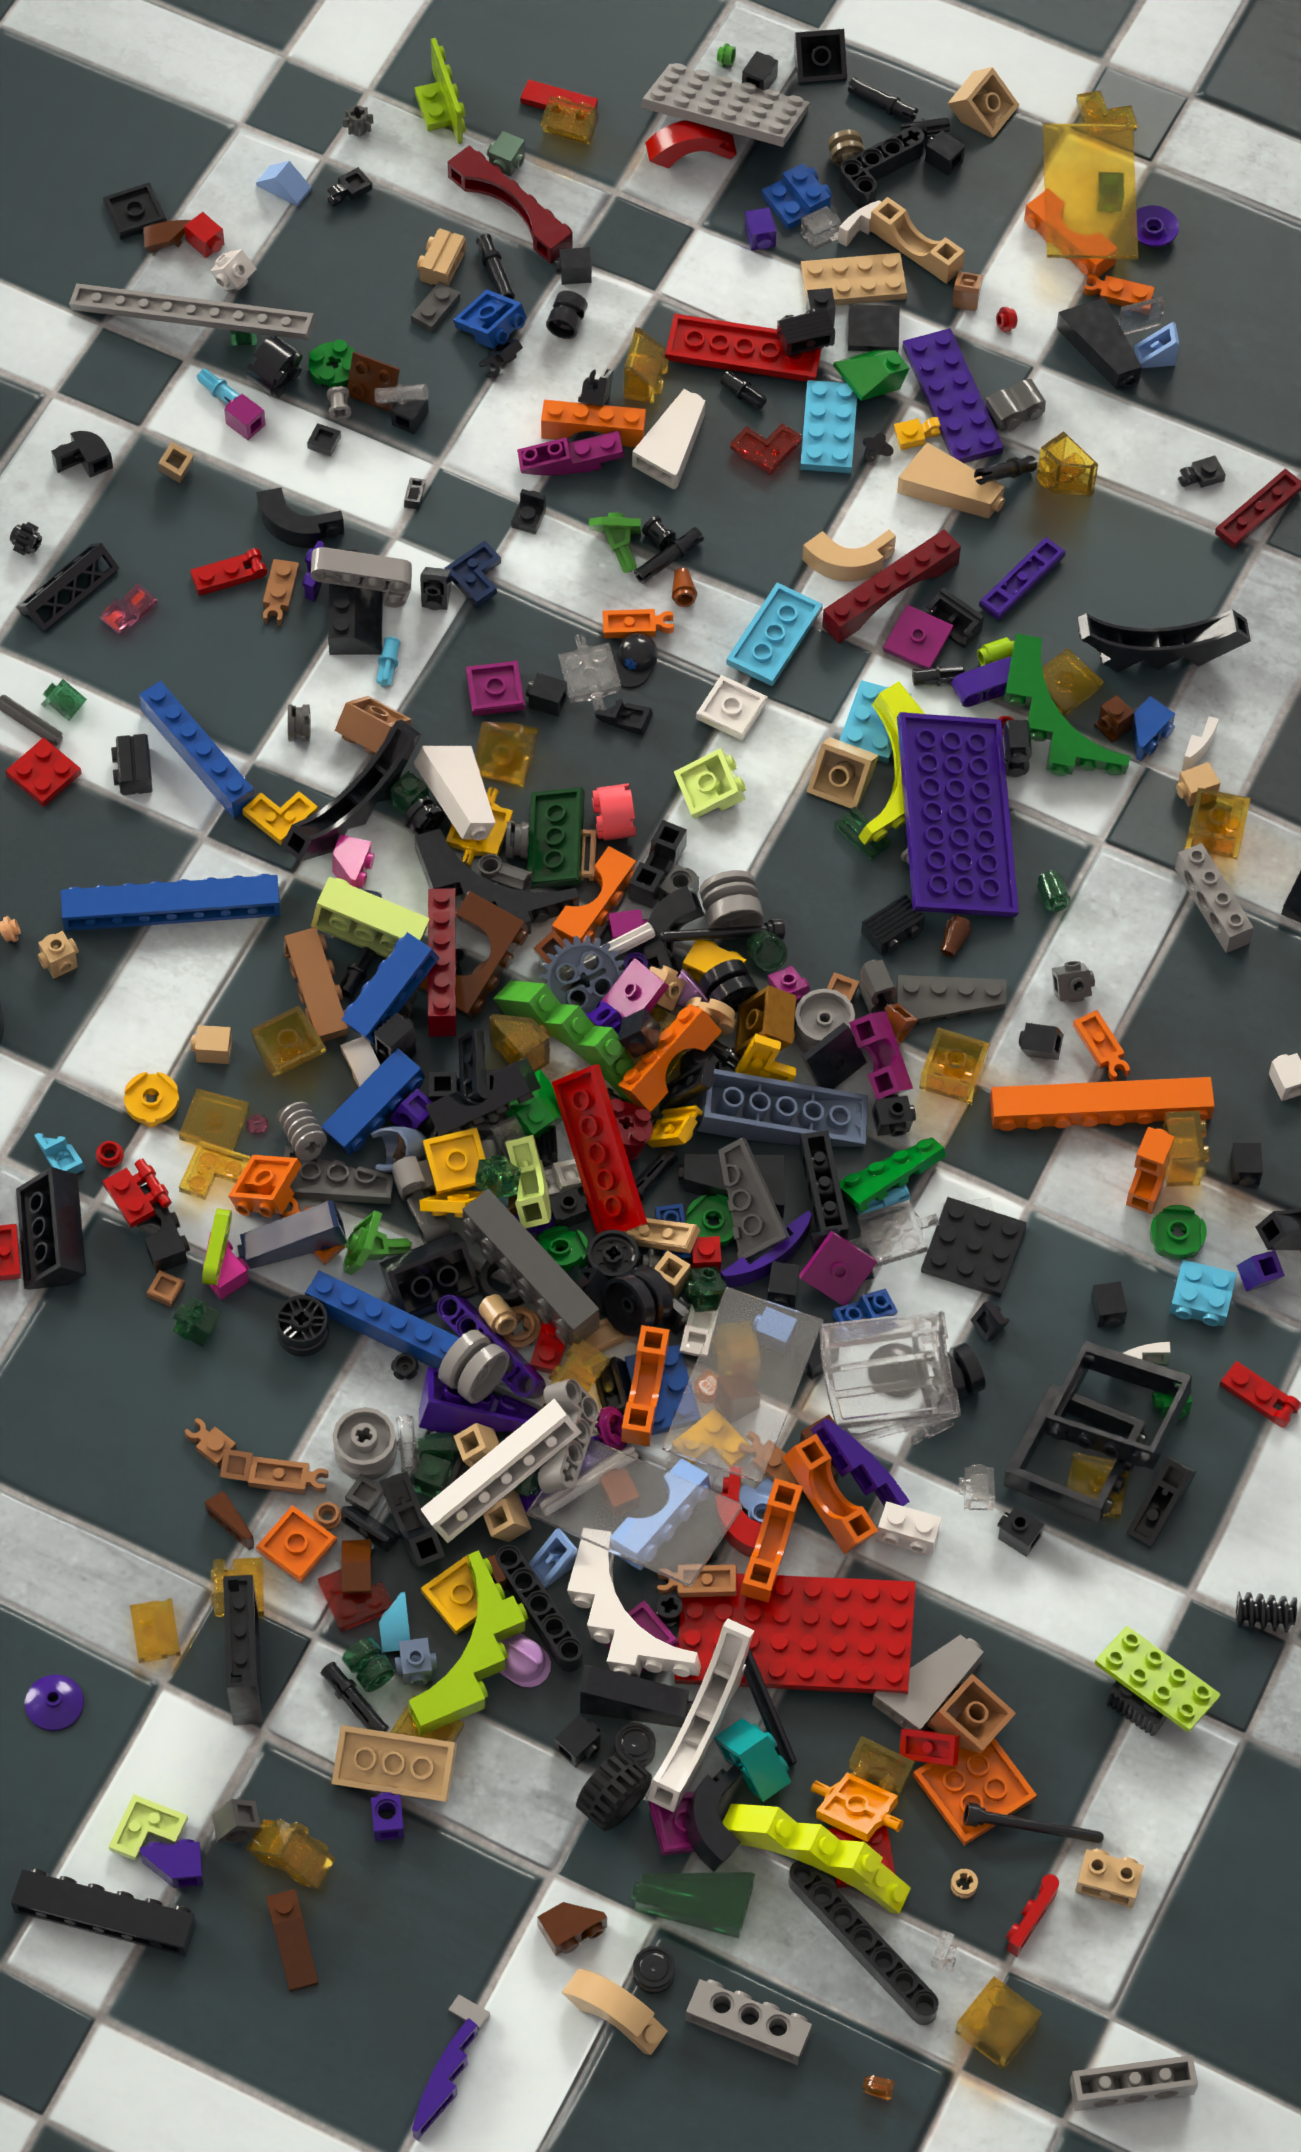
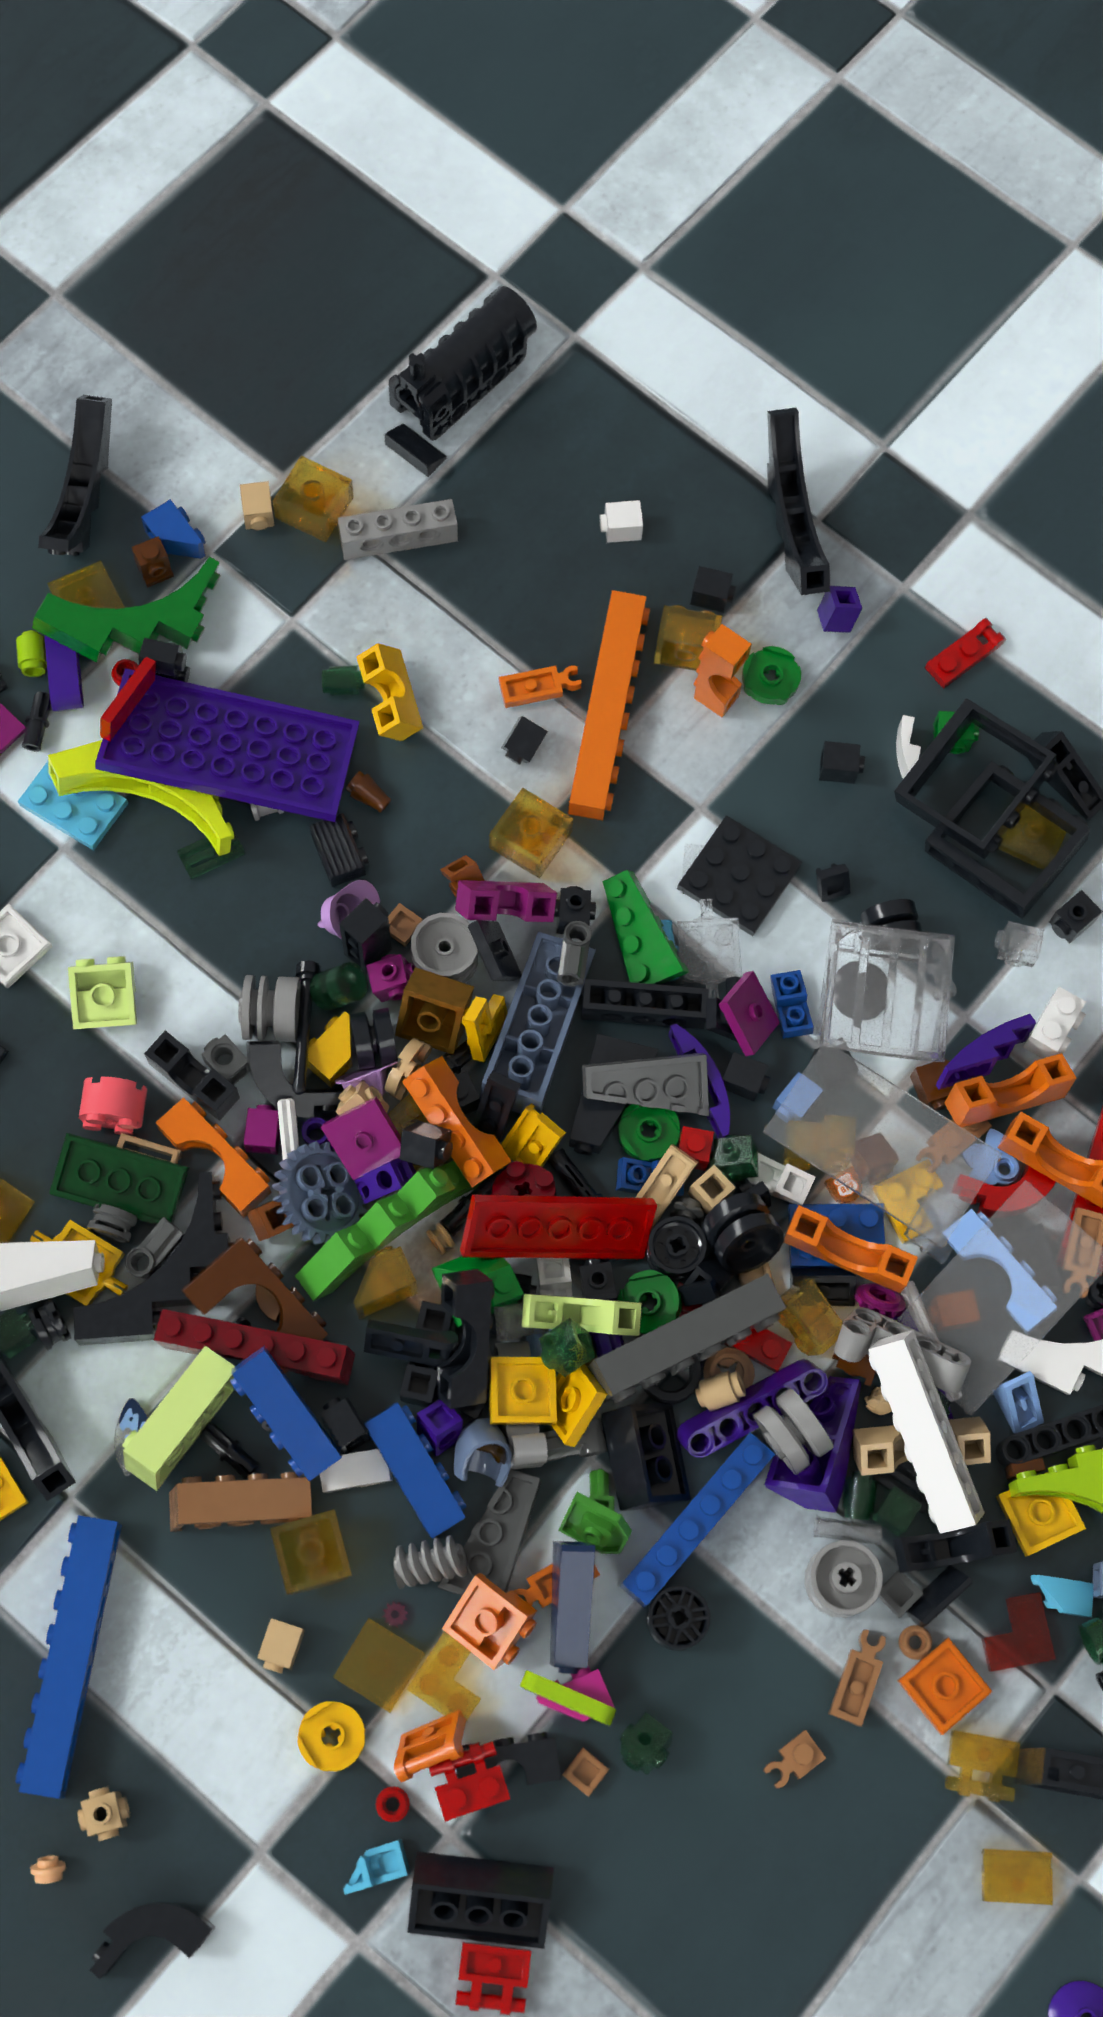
camera: 80 degrees left, 10 degrees up
(158, 1160) = (430, 1745): none -> orange plate
(225, 1514) = (896, 1760): reddish brown slope -> none
(236, 1465) = (834, 1735): medium nougat plate -> none
(352, 859) = (83, 1424): slope -> none
(356, 1566) = (988, 1622): reddish brown slope -> none
(404, 1360) = (758, 1508): black plate -> none
(814, 953) = (366, 934): none -> black brick
(840, 946) = (344, 902): none -> lavender piece
(842, 773) = (131, 850): tan slope -> none
(848, 1120) = (574, 954): none -> dark grey piece
(876, 986) = (417, 884): dark grey brick -> none
(948, 996) = (437, 823): dark grey wing -> none
(966, 722) = (127, 699): none -> red tile
(1071, 920) = (386, 671): none -> yellow arch
(1072, 981) = (460, 691): dark grey brick -> none
(1199, 745) = (212, 493): white slope -> none
(1203, 1293) = (844, 672): medium azure plate -> none

